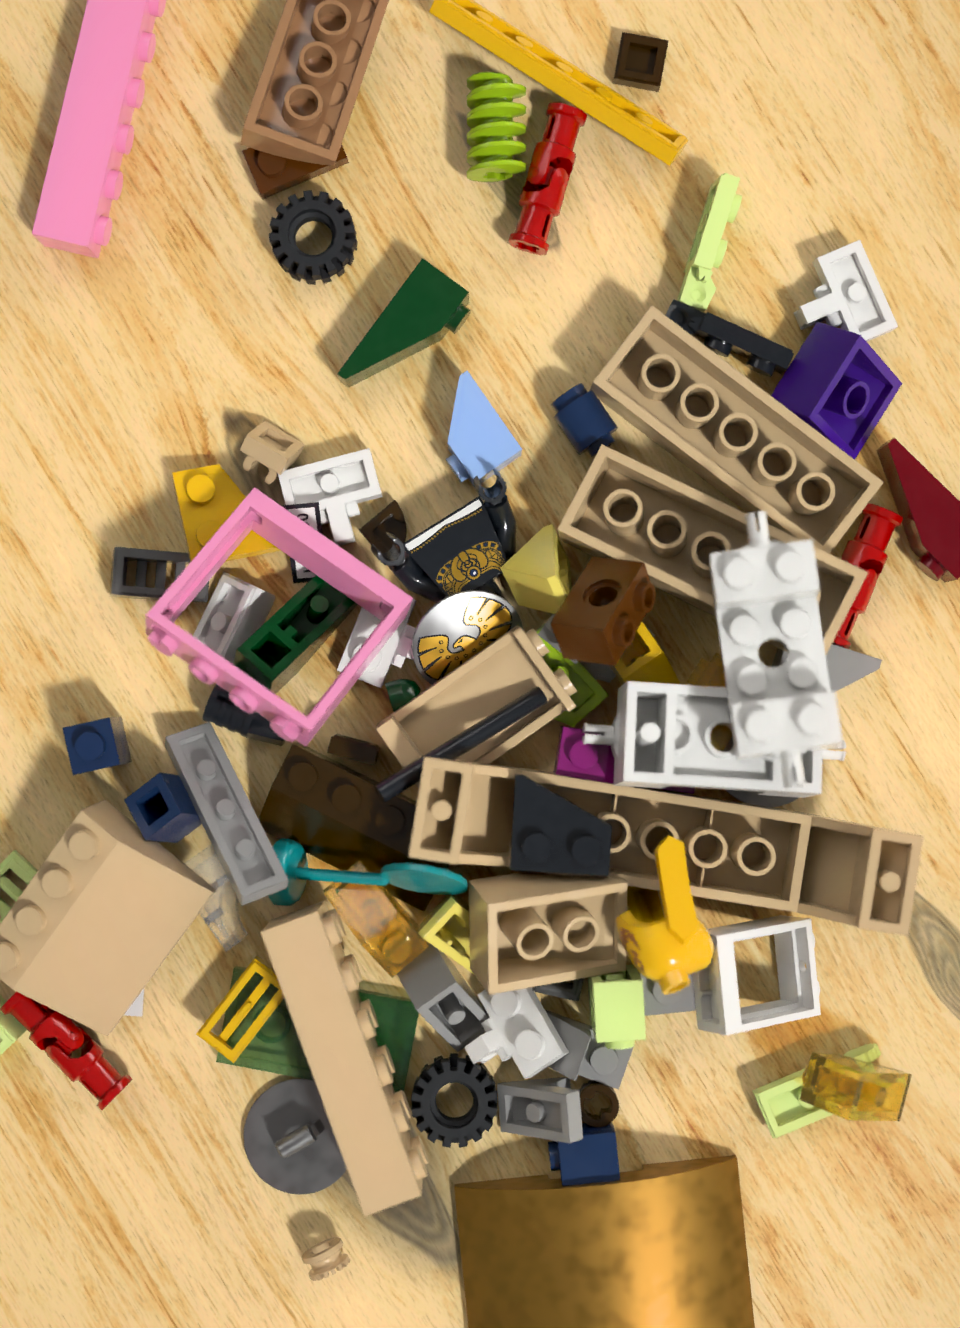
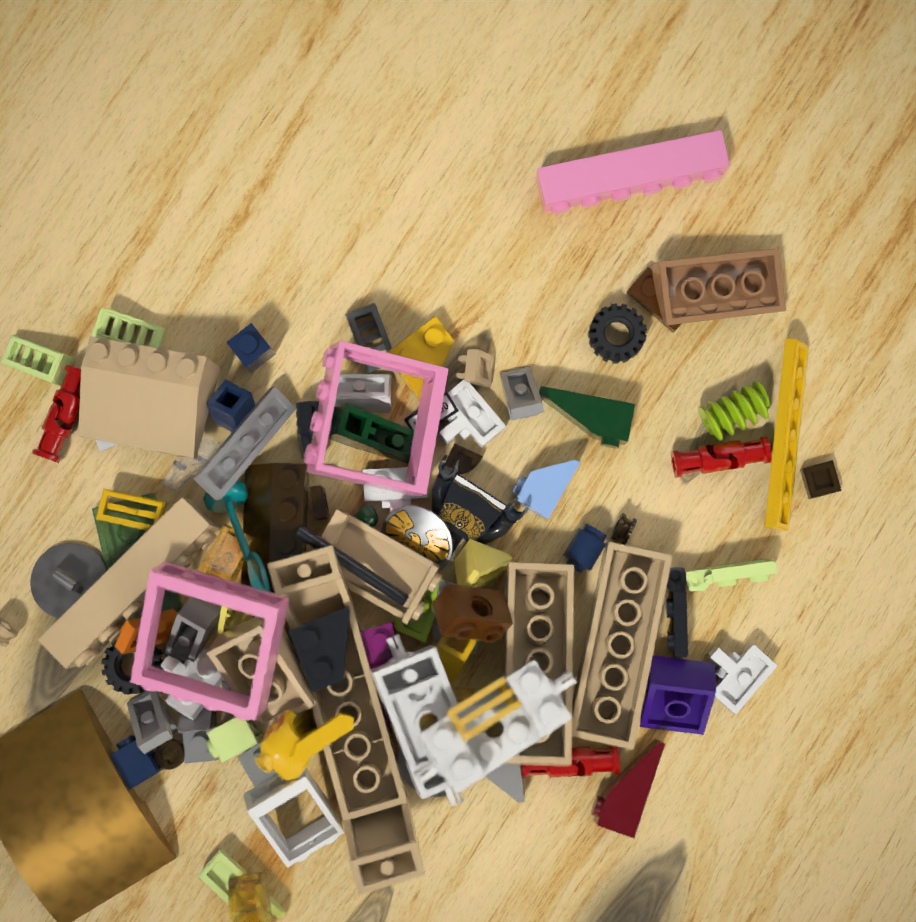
camera: 65 degrees right, 5 degrees down
(335, 406) = (521, 393): none -> light grey slope
(419, 1063) = (130, 630): none -> orange plate
(421, 935) = (223, 593): none -> bright pink window
(581, 356) = (622, 528): none -> dark brown bush
(739, 614) = (506, 694): none -> yellow tile

